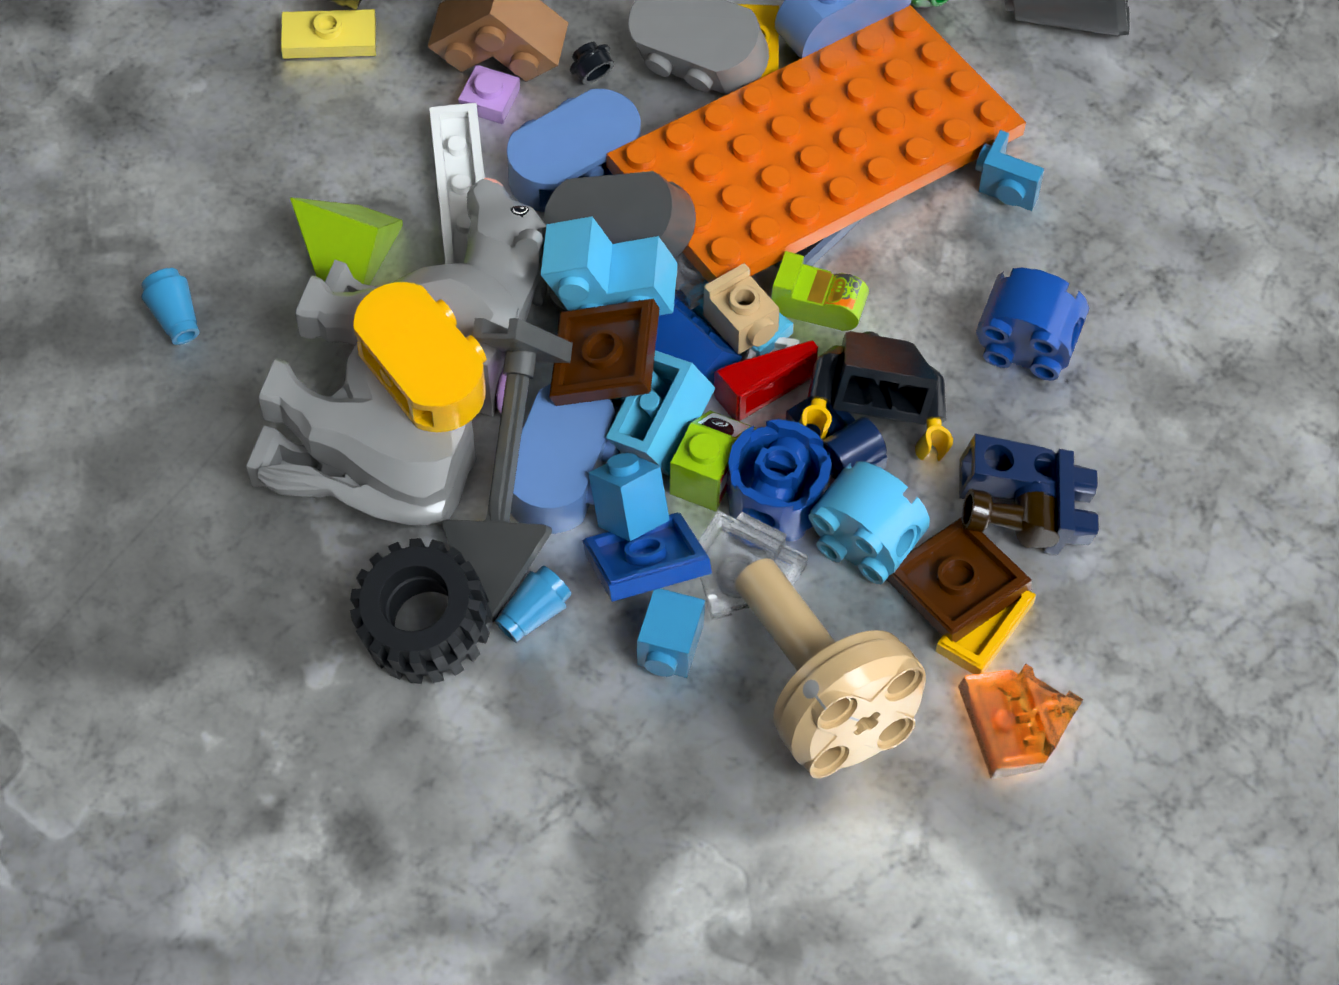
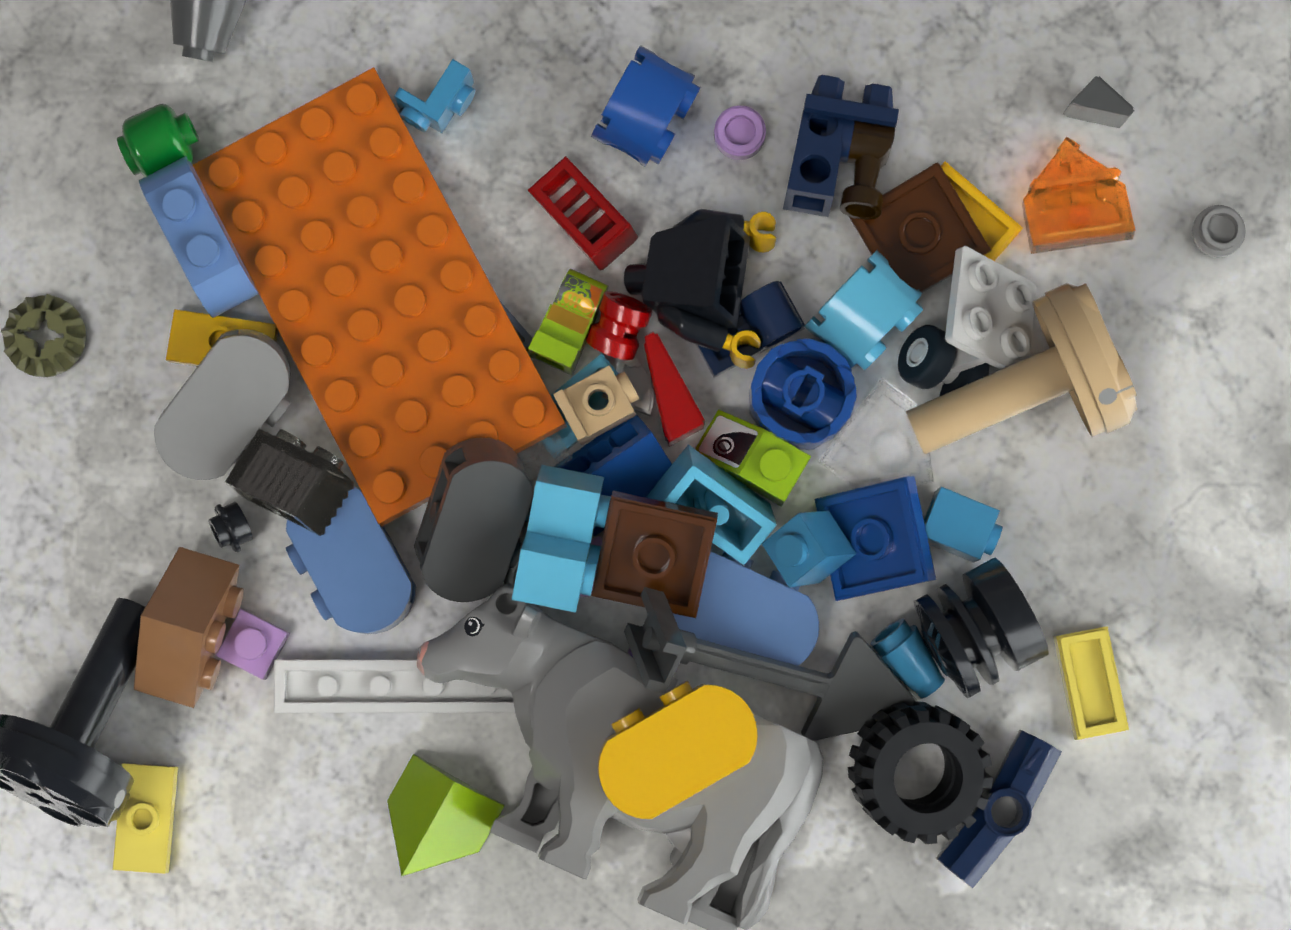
camera: 80 degrees left, 25 degrees up
(364, 682) = (1021, 779): none -> dark blue piece
(526, 777) = (1091, 683): none -> light yellow tile
(568, 646) = (986, 624): none -> black wheel
(635, 77) = (291, 480): none -> clear smoke brick
(822, 326) = (619, 325): none -> red wheel
(883, 604) = (985, 325): none -> white plate
(903, 322) = (612, 227): none -> red slope
(1014, 855) = (1218, 231): none -> light grey plate
(1028, 420) = (739, 132): none -> lavender tile
(1123, 720) = (1100, 105): none -> dark grey slope

